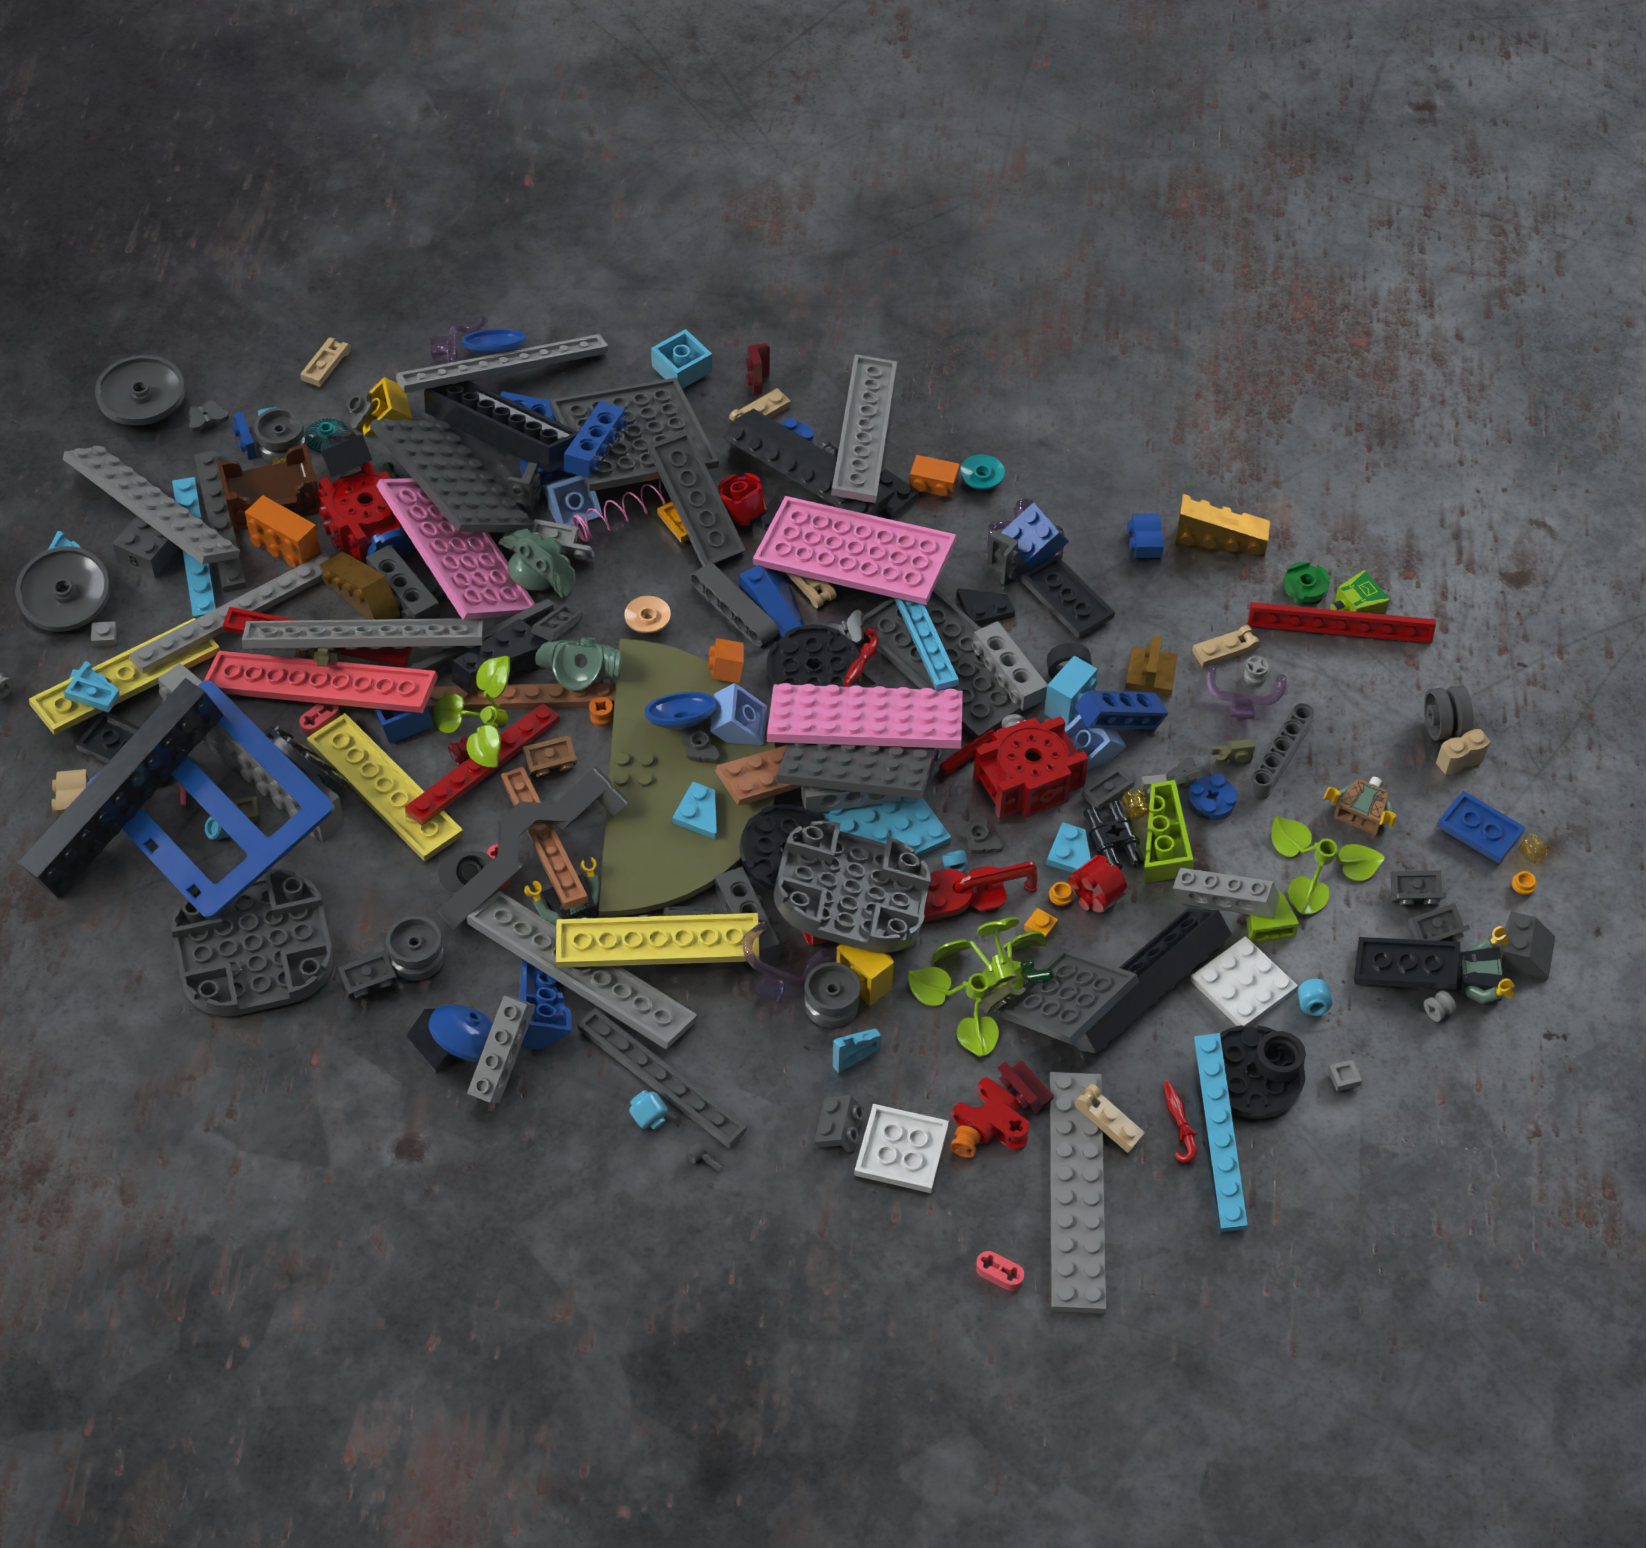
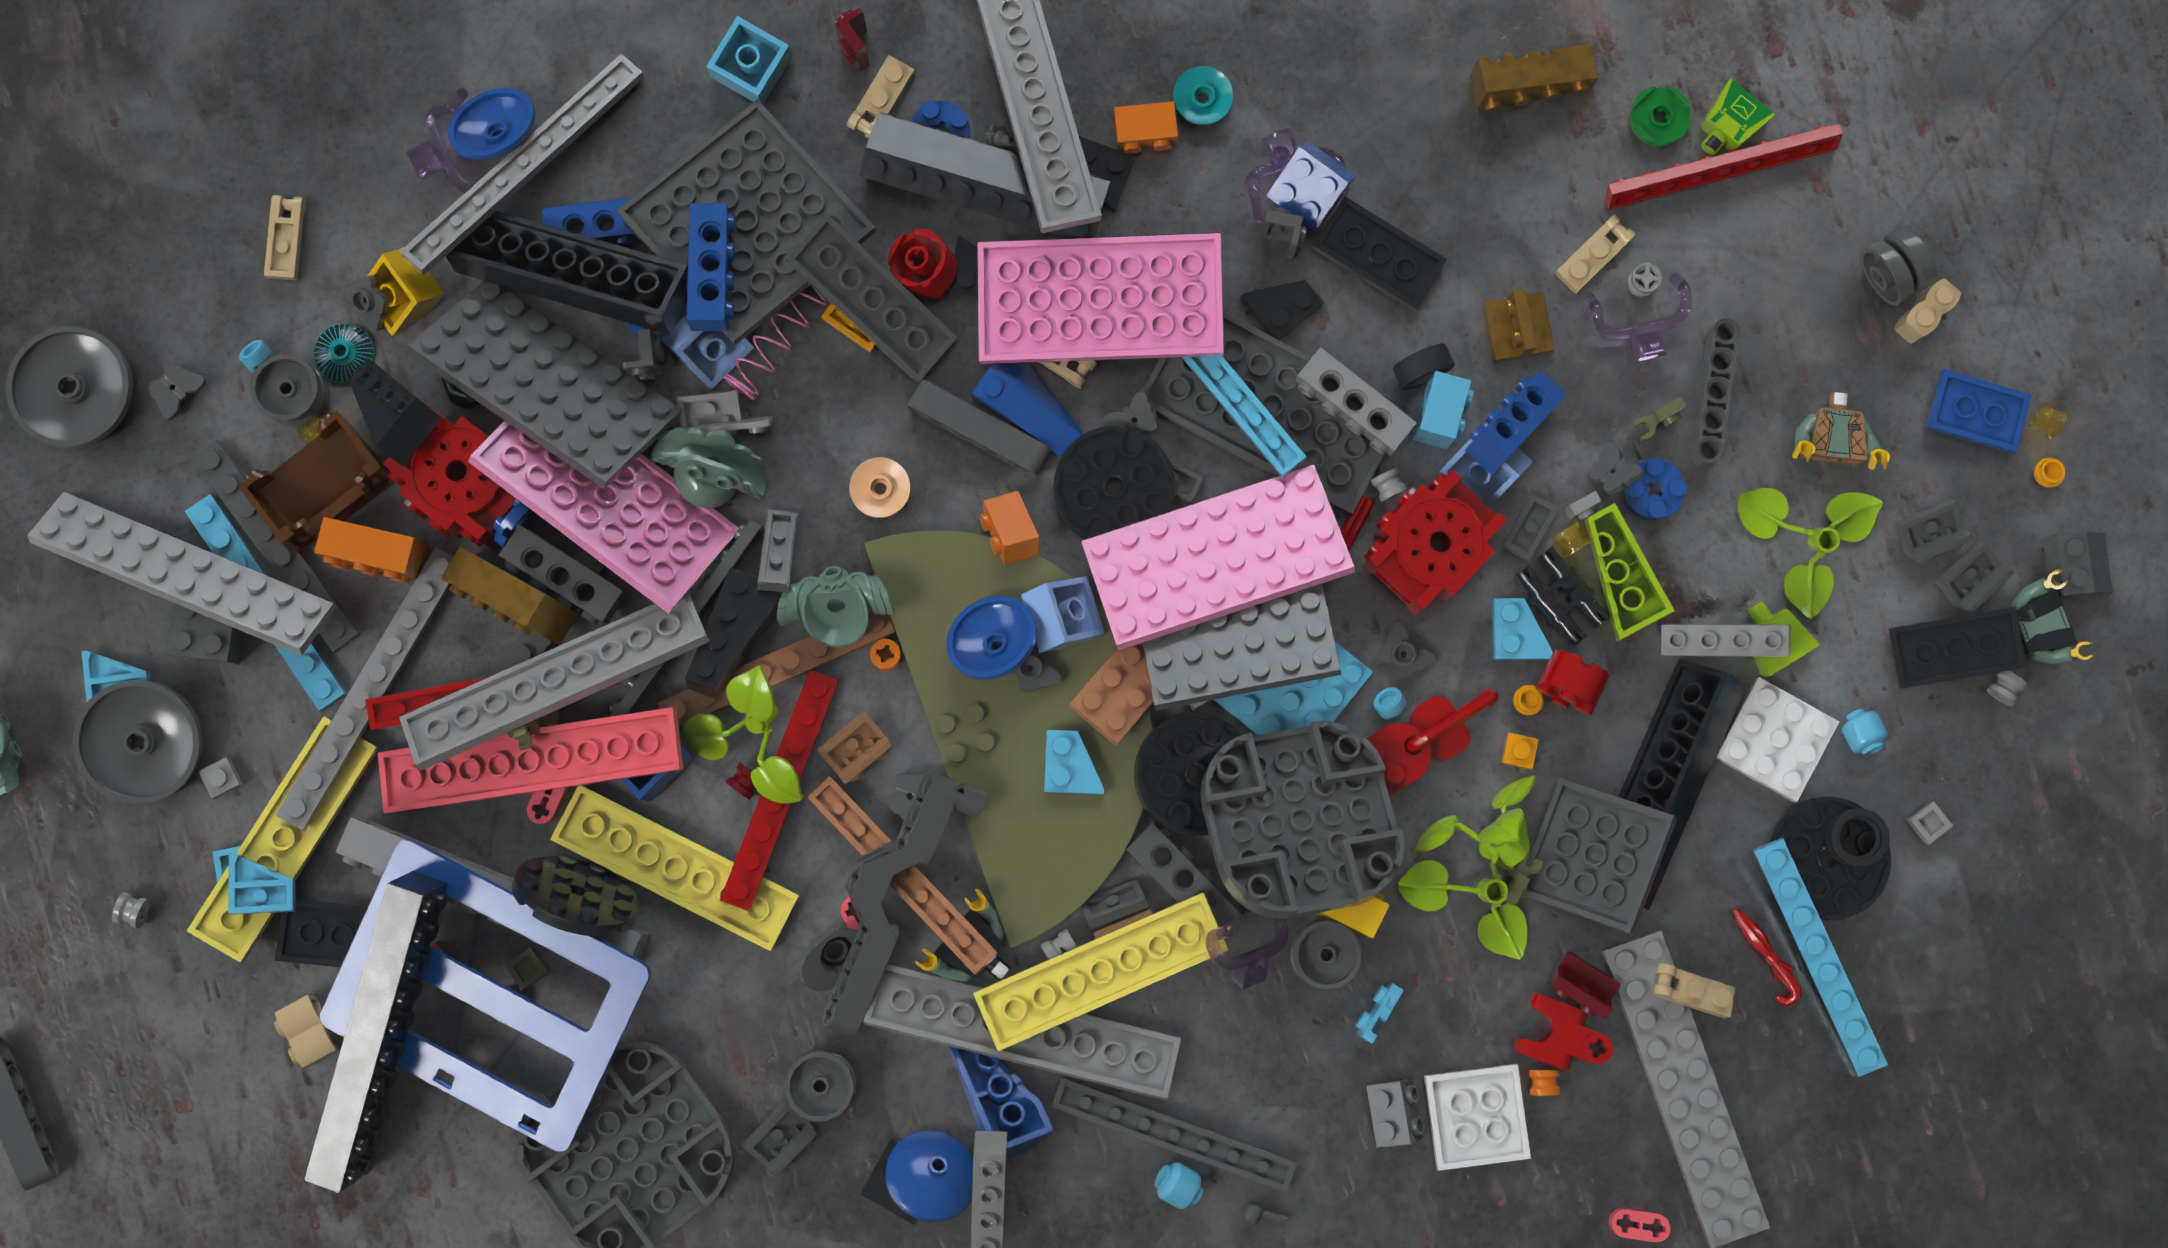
camera: 25 degrees left, 30 degrees up
(245, 442) = (249, 414): blue plate -> none
(867, 653) = (1173, 477): red piece -> none
(1034, 975) = (1541, 834): dark green arm -> none
(1146, 535) = (1442, 119): blue brick -> none

